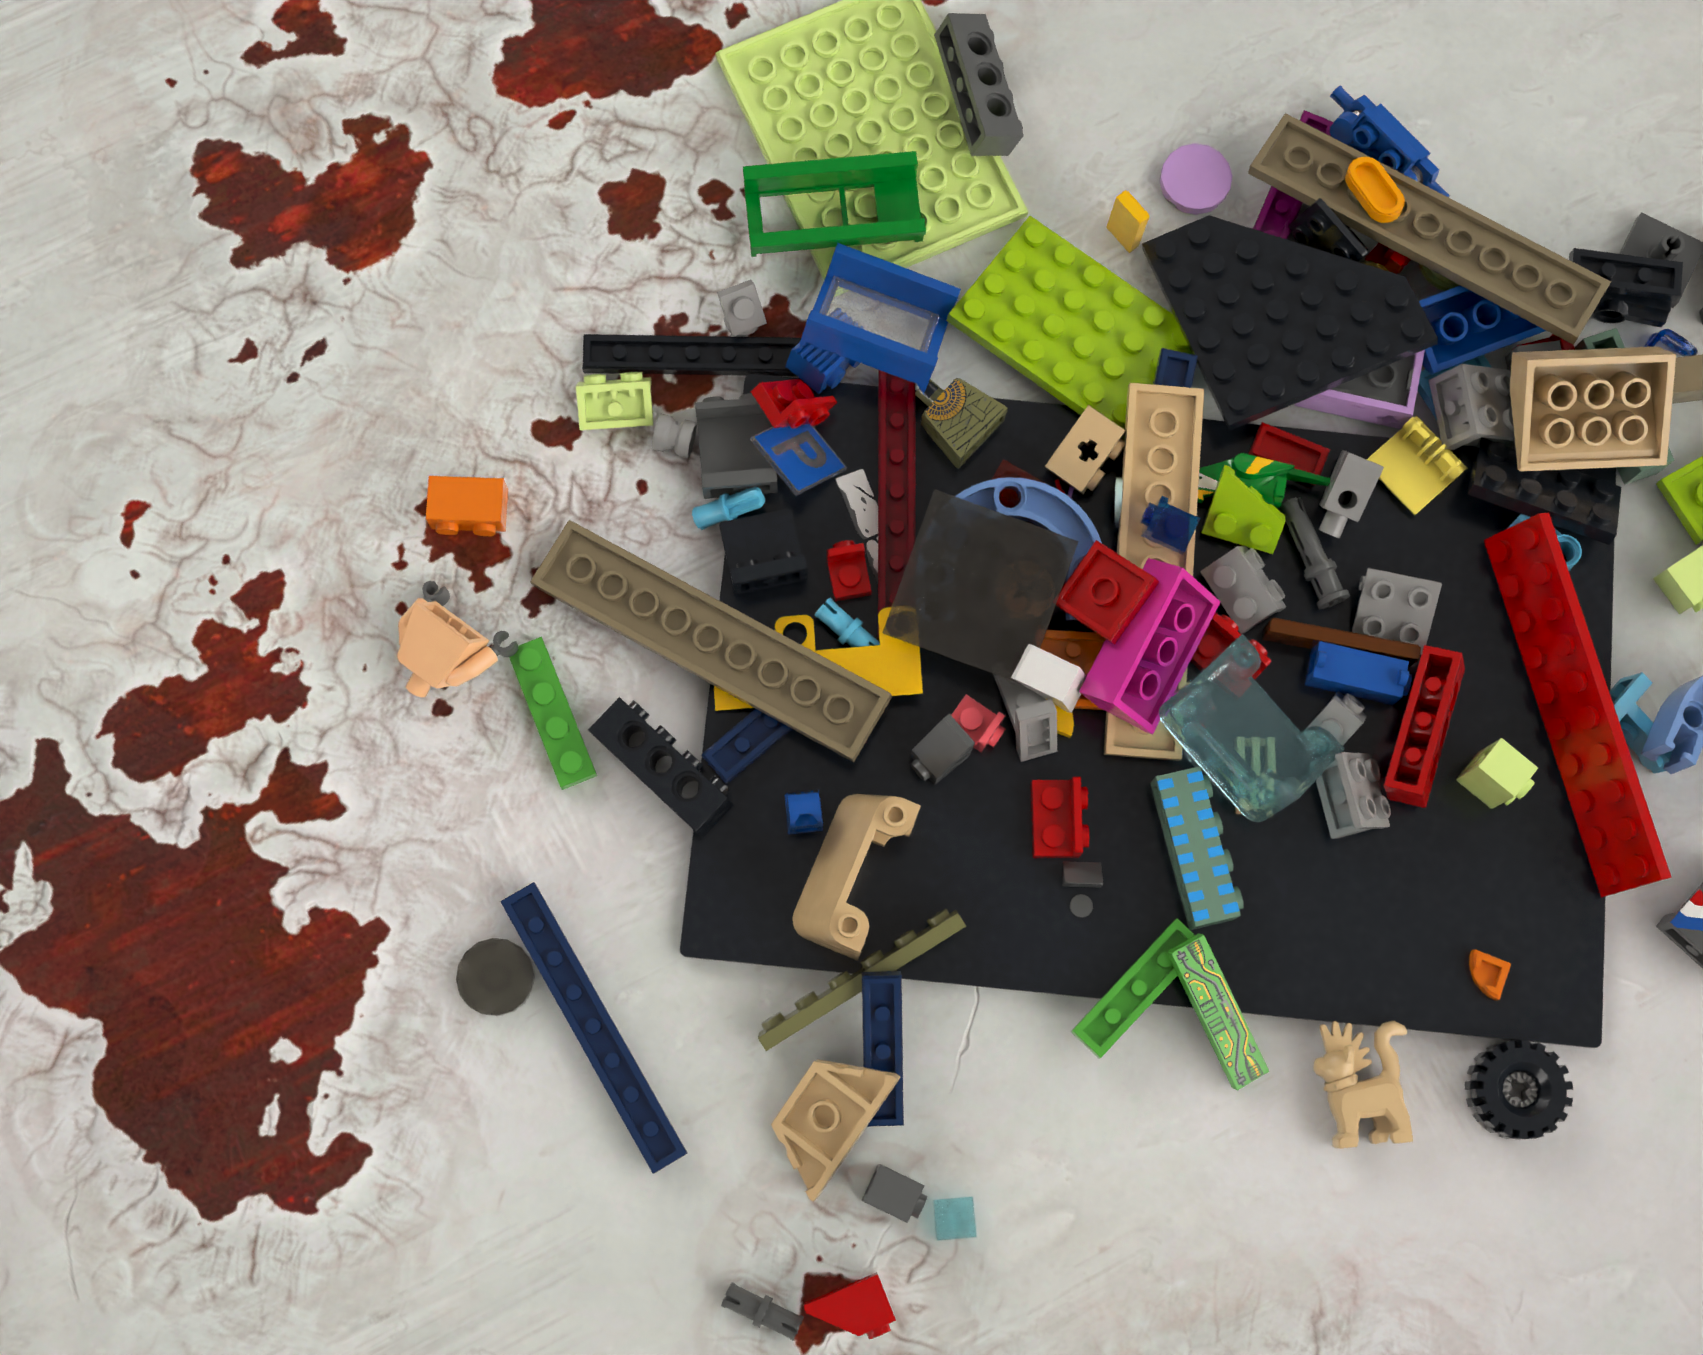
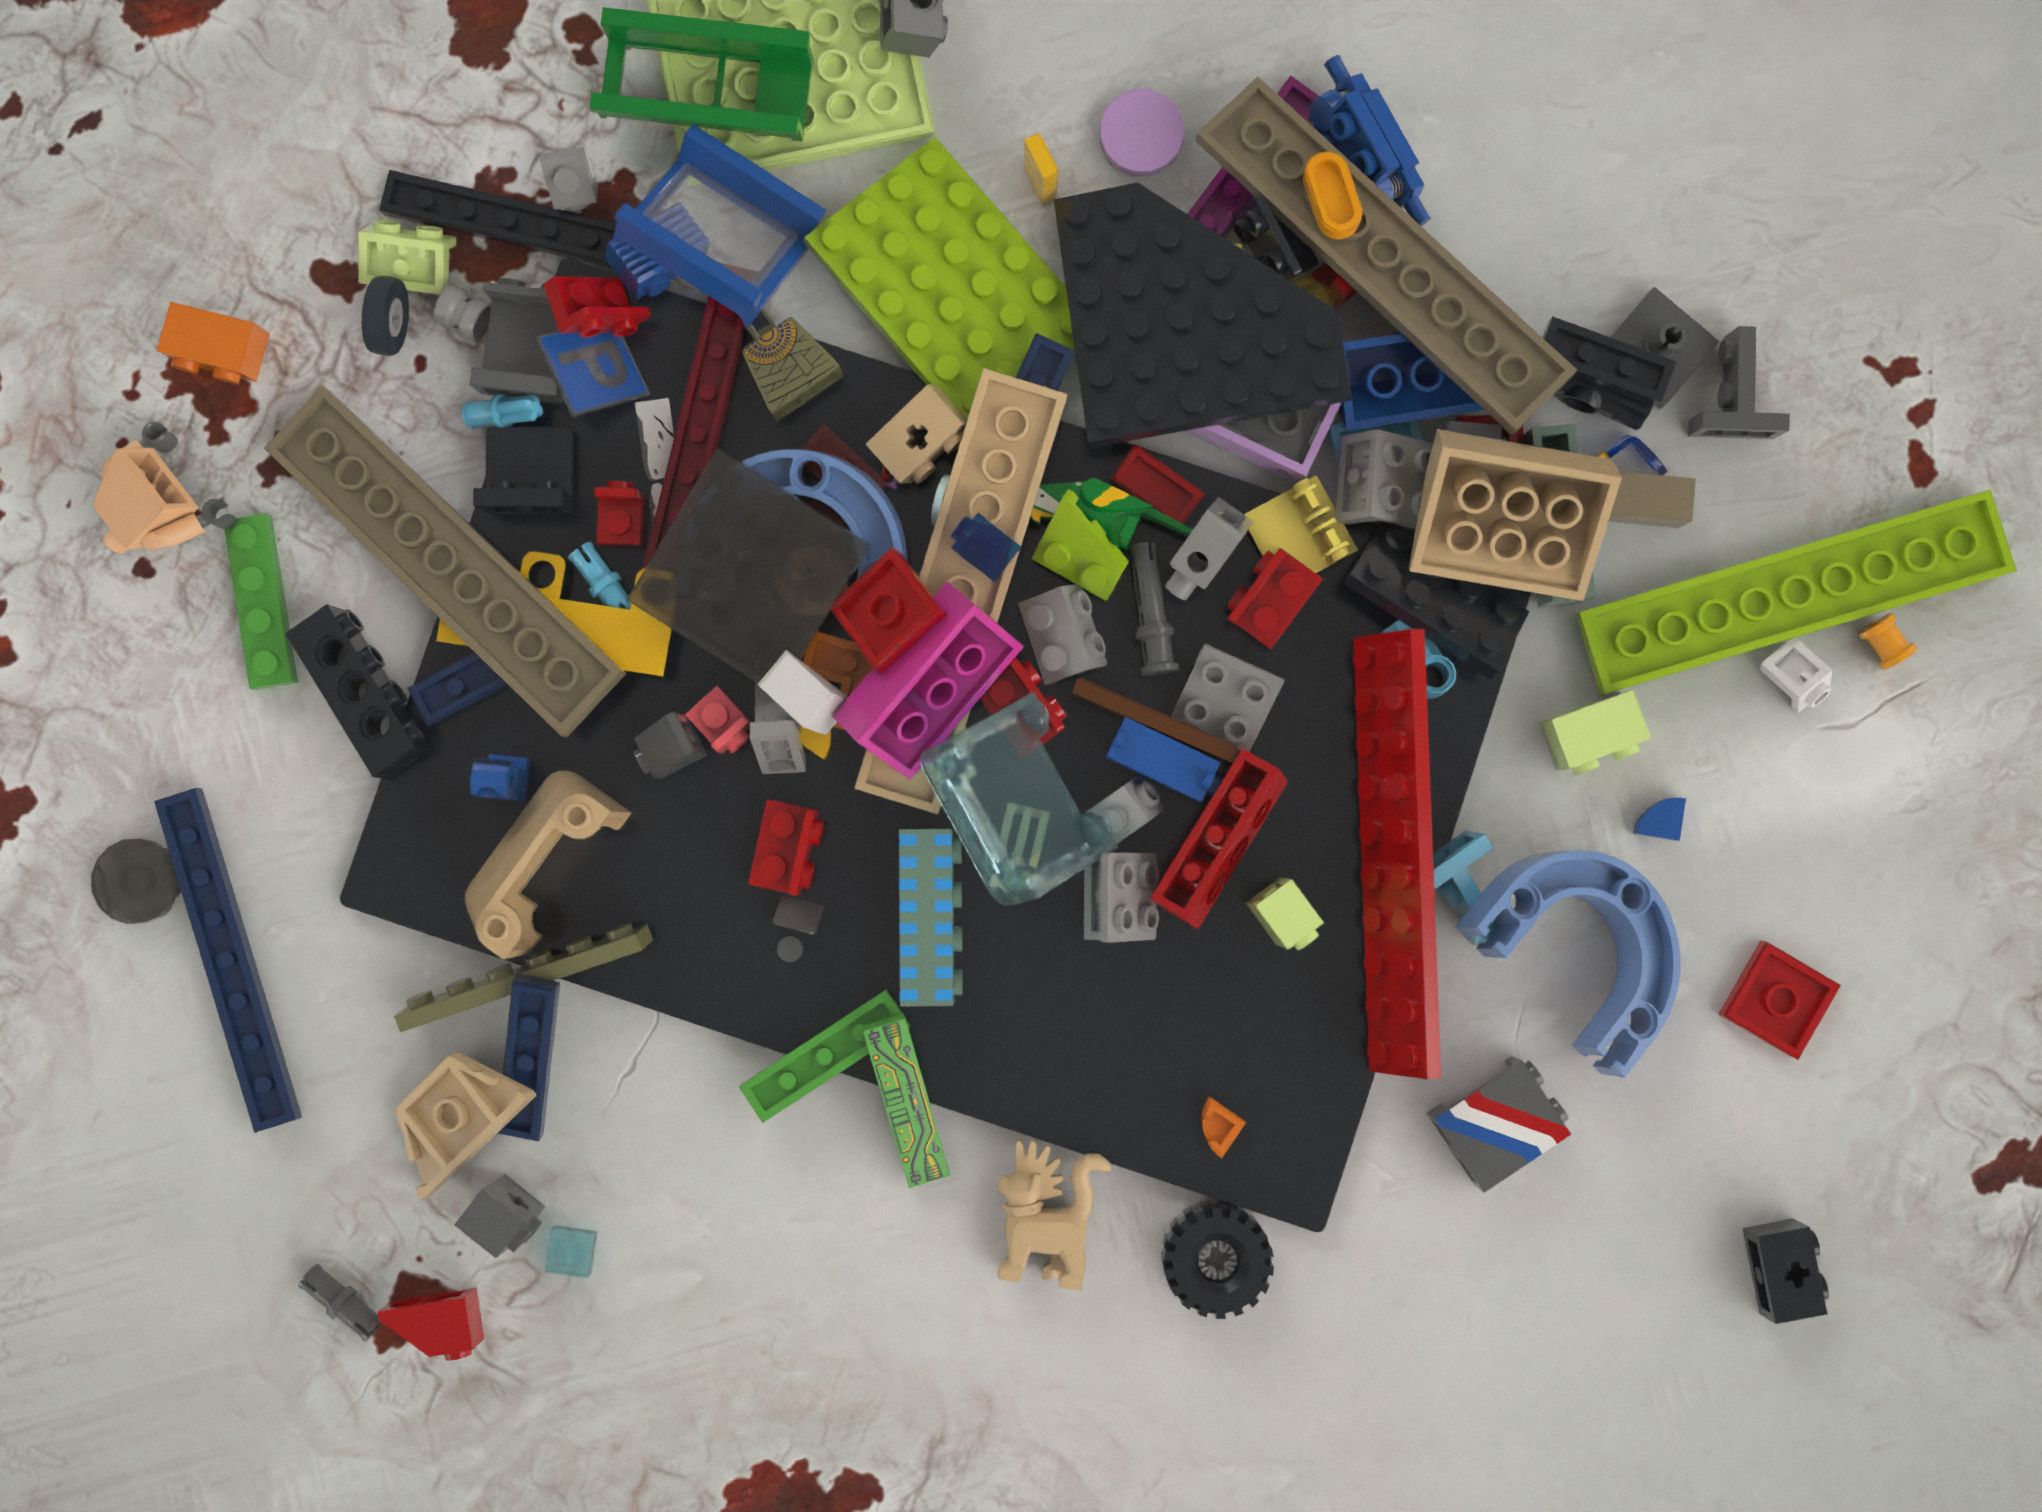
camera: 20 degrees right, 10 degrees up
(612, 450) = (385, 315): none -> black bush
(1411, 520) = (1274, 597): none -> red bracket

